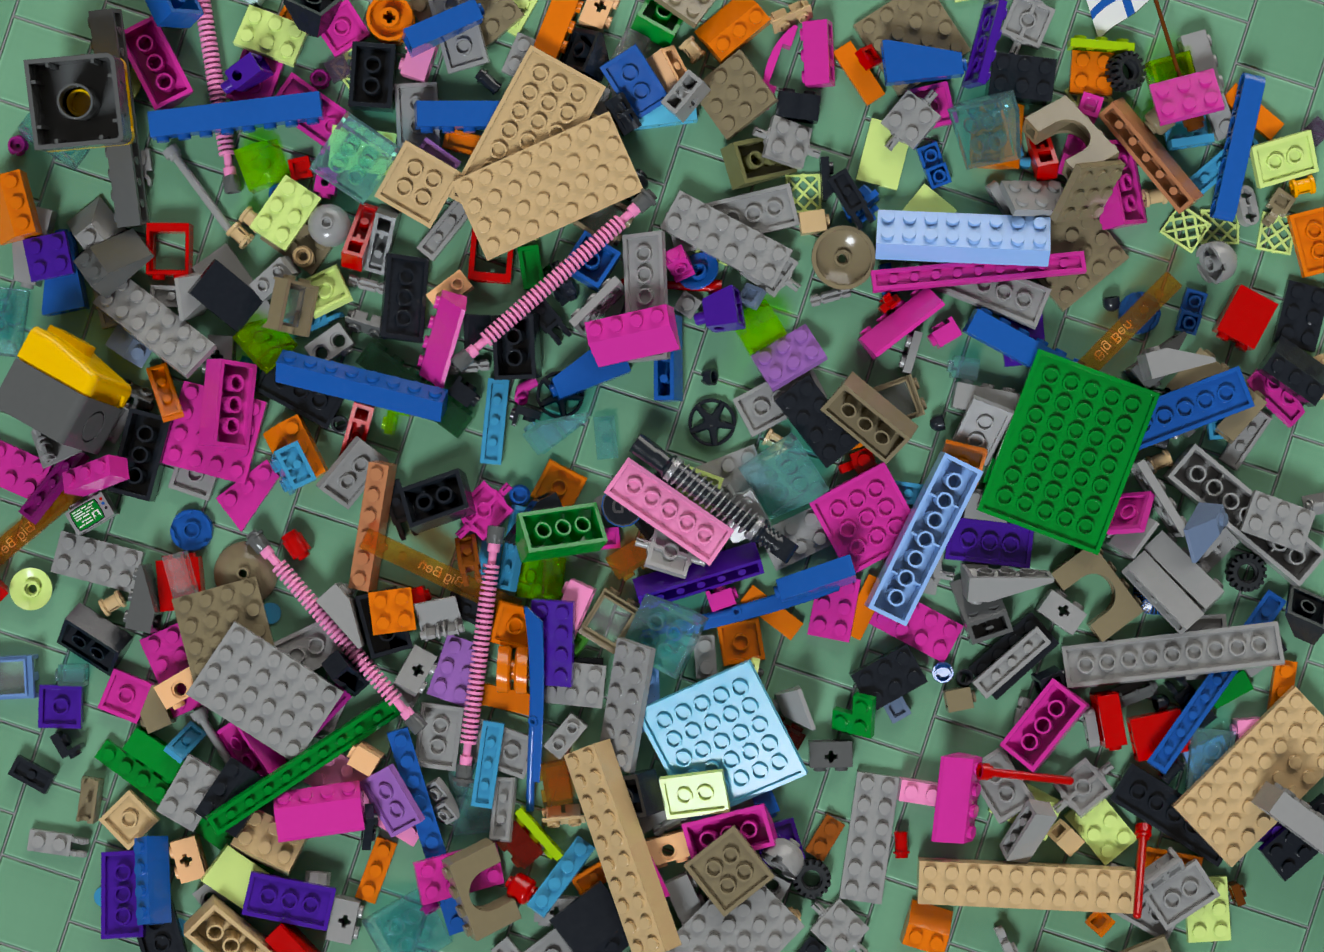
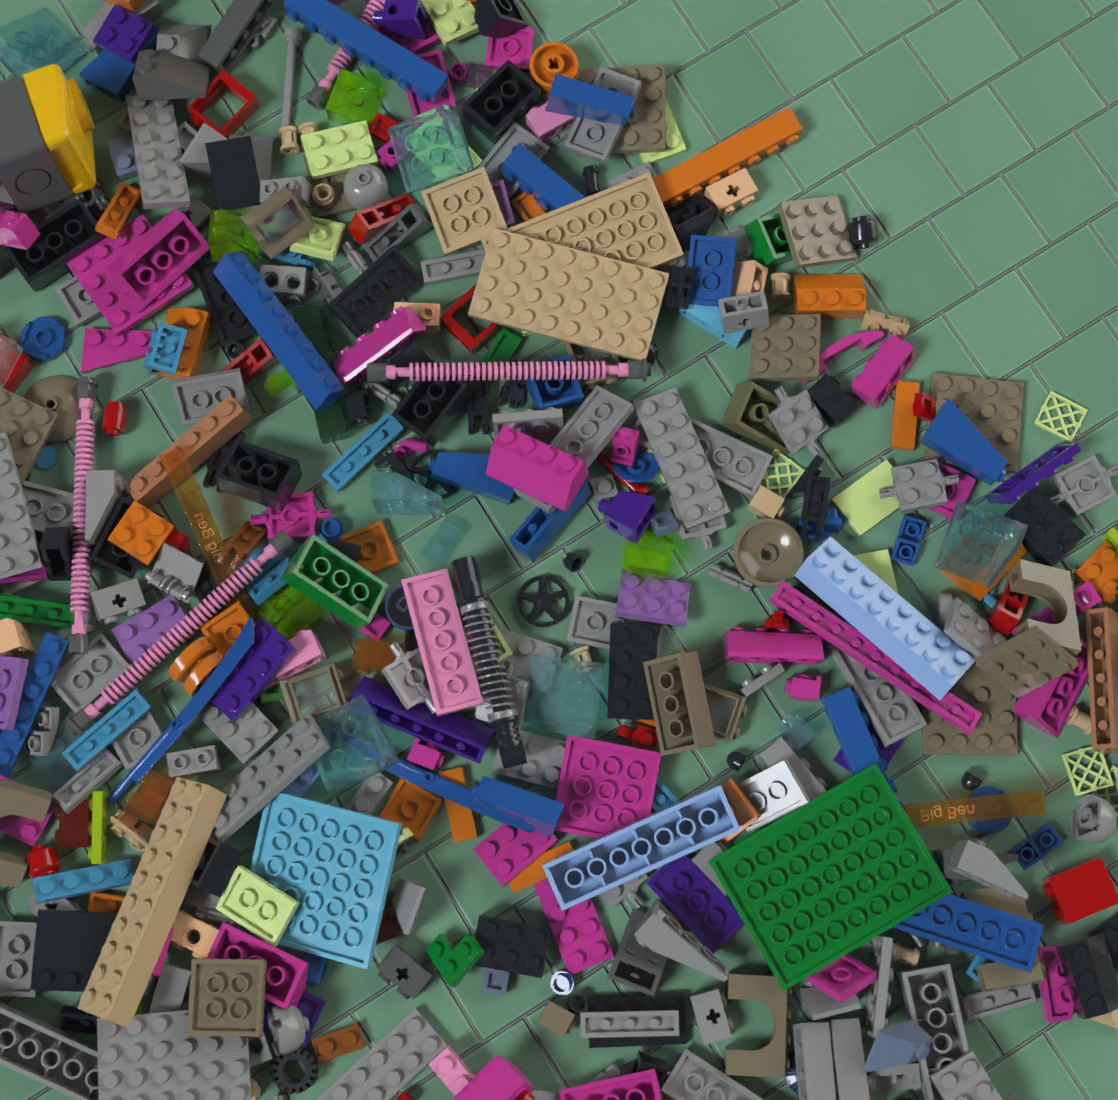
camera: 40 degrees right, 10 degrees down
(506, 701) = (169, 689): orange tile -> none

